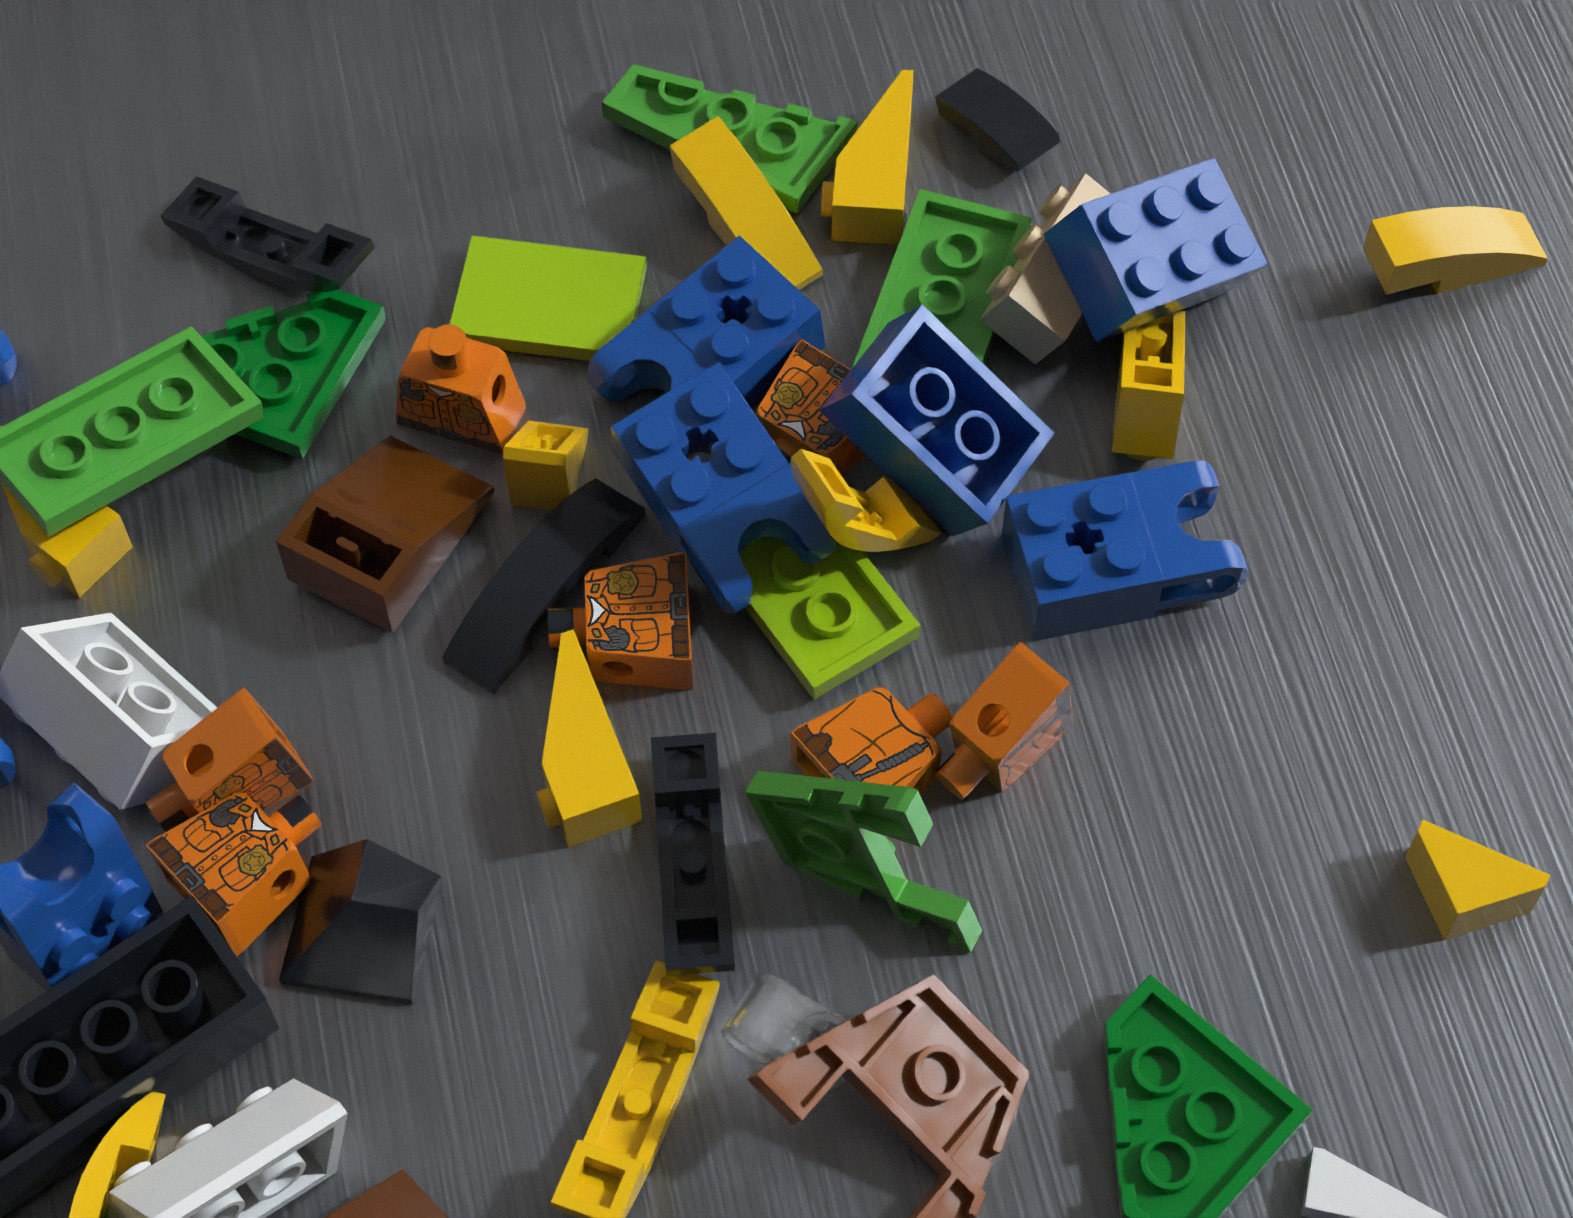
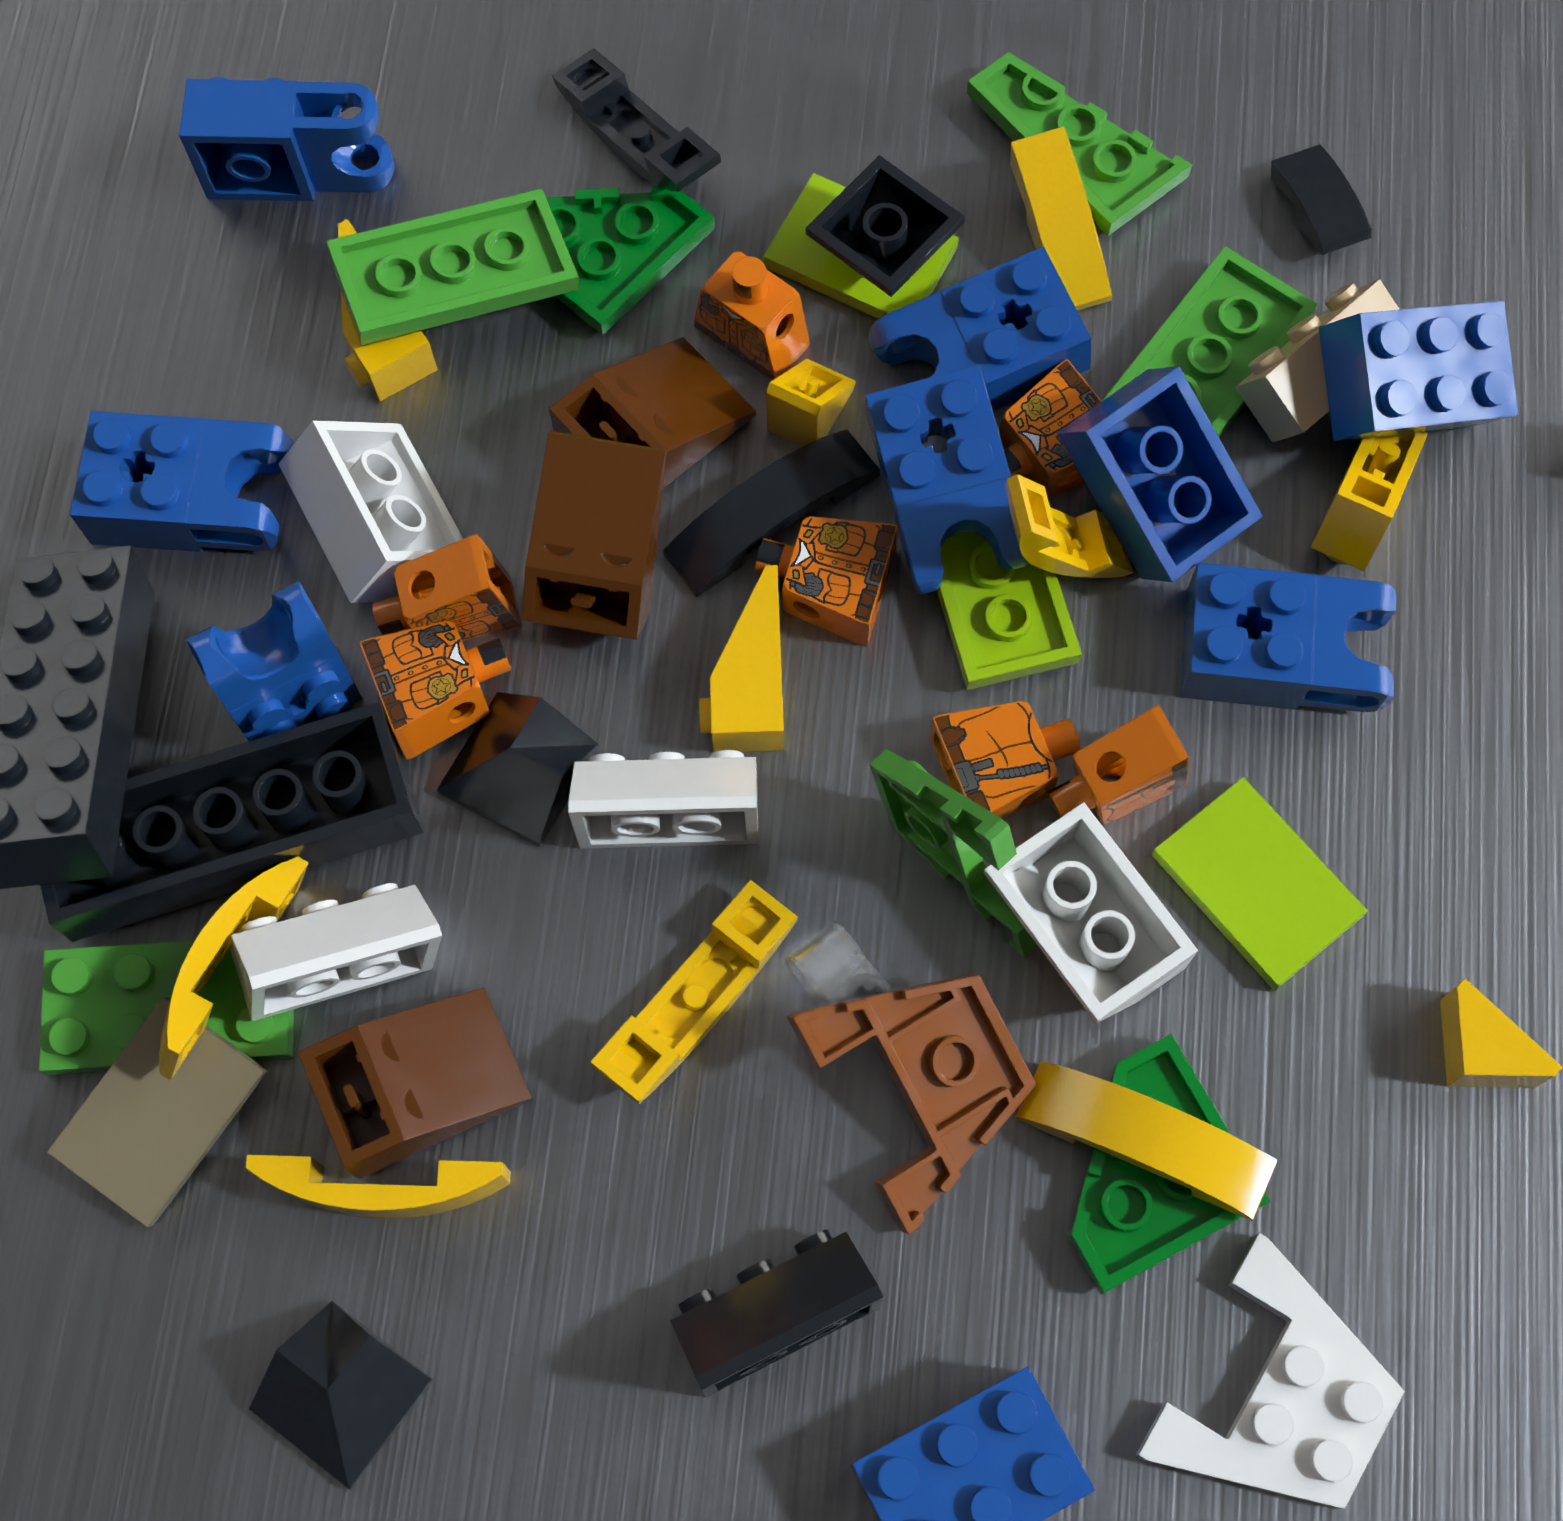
camera: 20 degrees right, 10 degrees up
(369, 655) = (594, 535): none -> reddish brown slope
(539, 908) = (664, 800): none -> white slope
(569, 260) = (885, 225): none -> black slope
(692, 855) = (813, 798): black slope -> none
(872, 172) = (1188, 216): yellow slope -> none
(1027, 875) = (1092, 914): none -> white slope
(1164, 1080) = (1149, 1136): none -> yellow slope
(1182, 798) = (1259, 883): none -> lime tile

